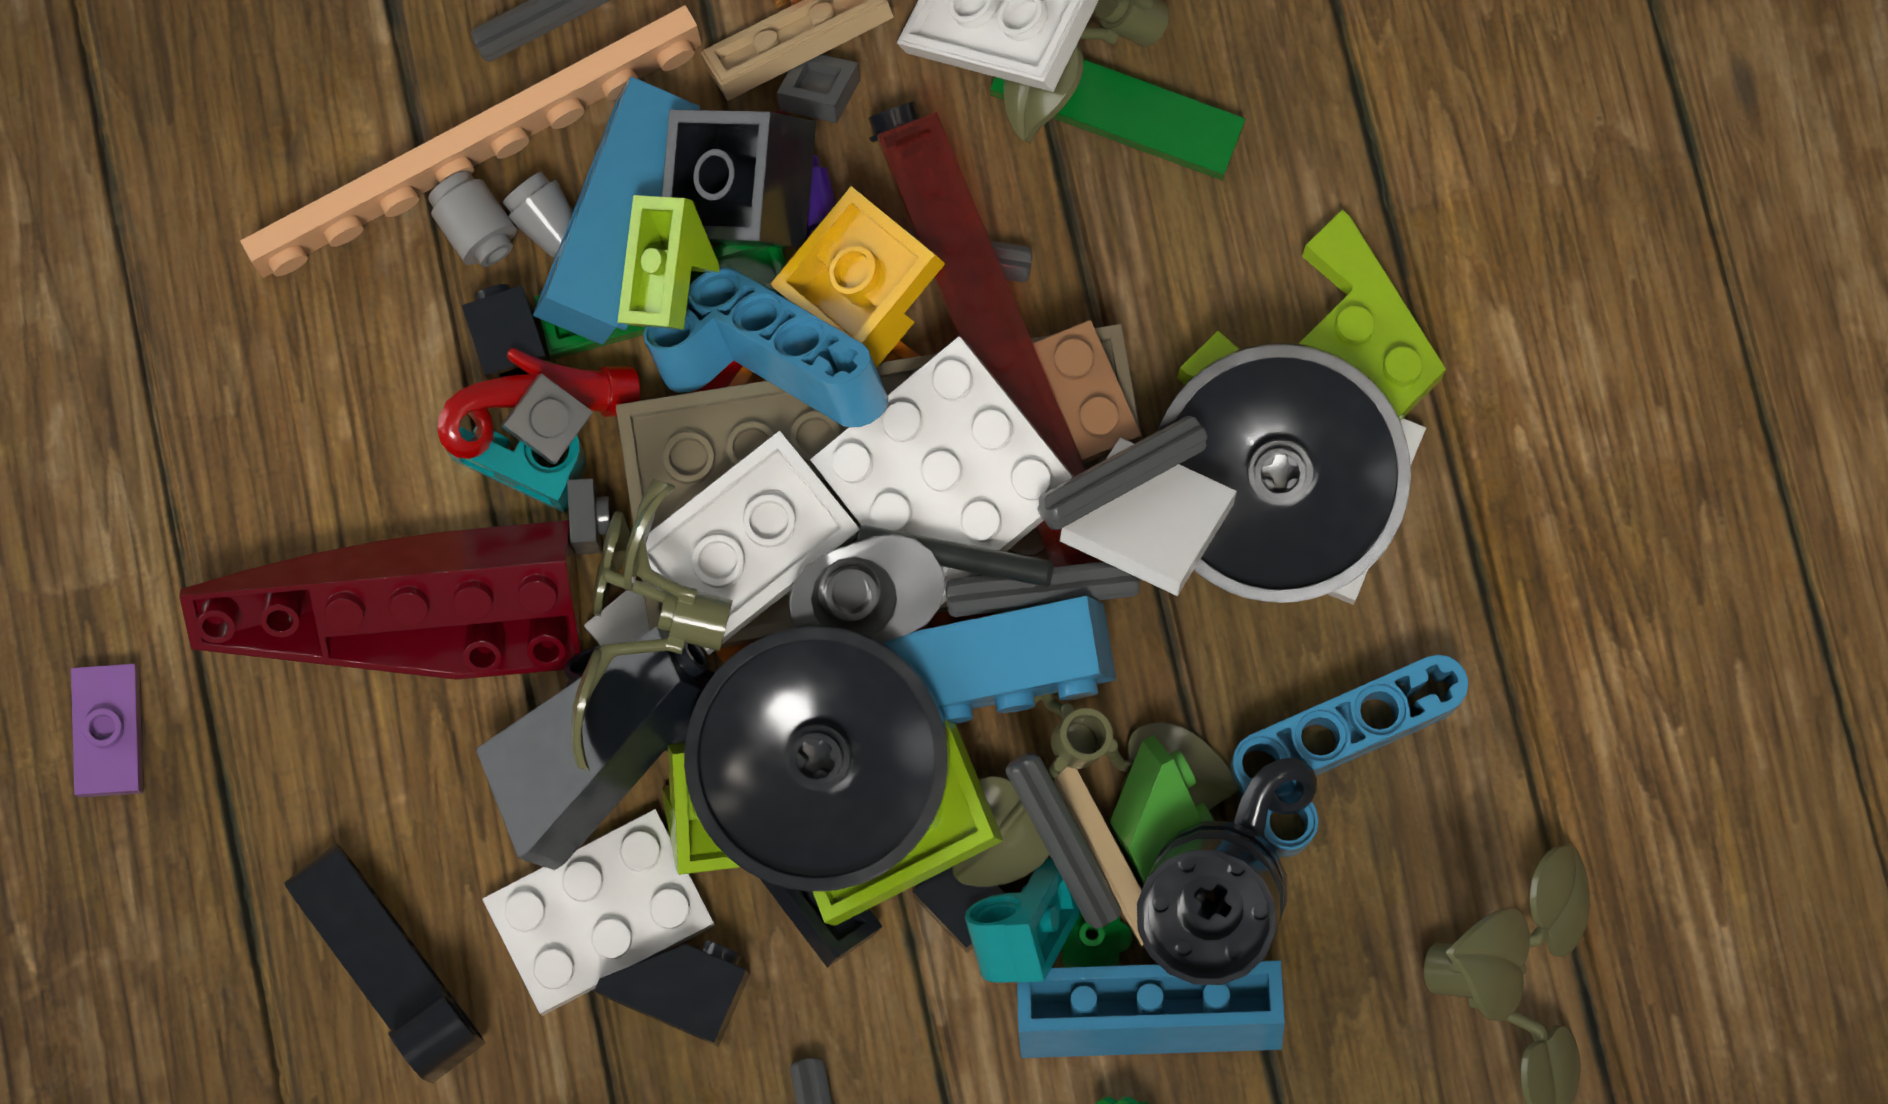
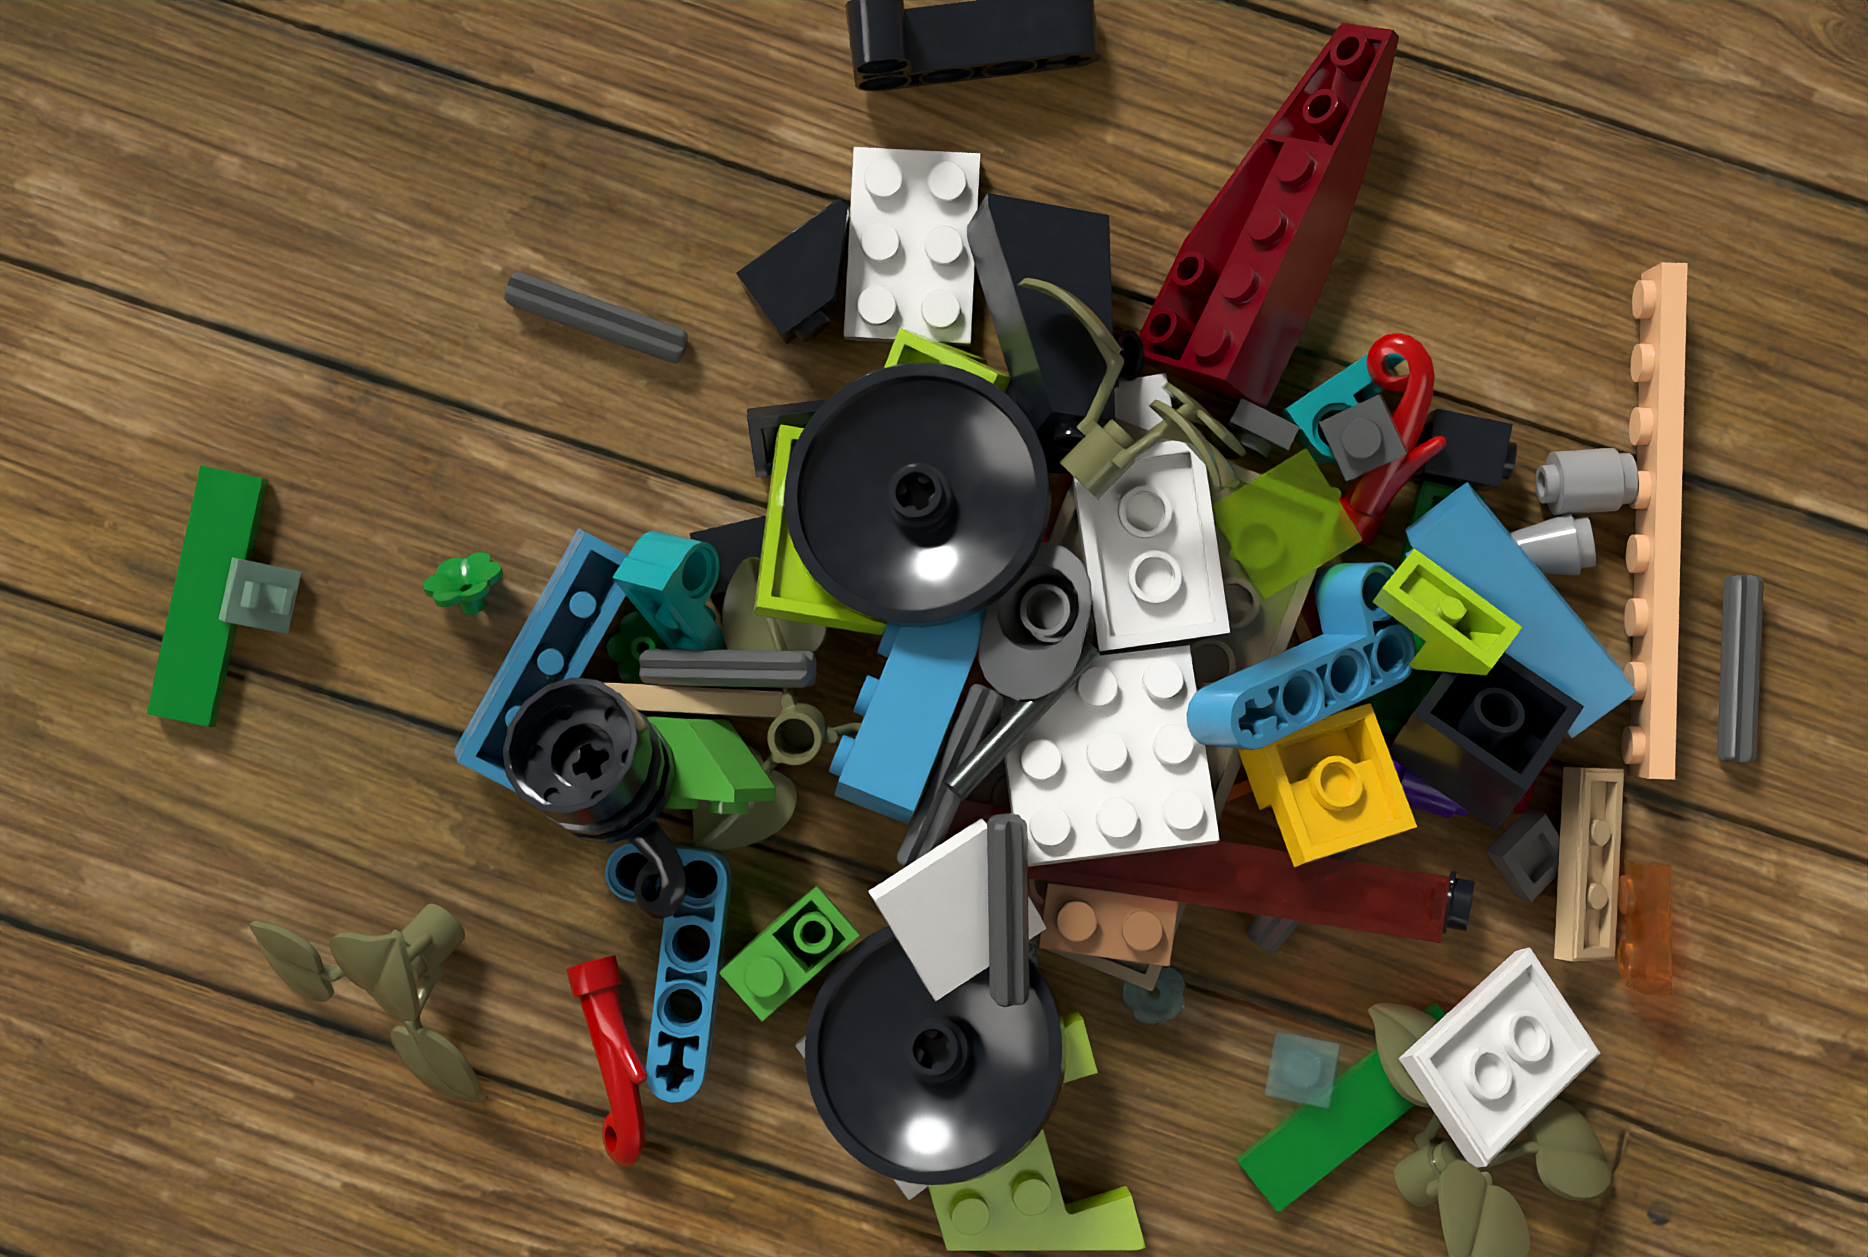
camera: 115 degrees right, 10 degrees up
(660, 438) = (1285, 524): none -> clear neon green piece
(1113, 166) = (1302, 1070): none -> clear light blue plate
(1136, 314) = (1157, 1010): none -> clear light blue plate
(1276, 649) = (788, 952): none -> bright green slope
(1463, 735) = (620, 1066): none -> red plant

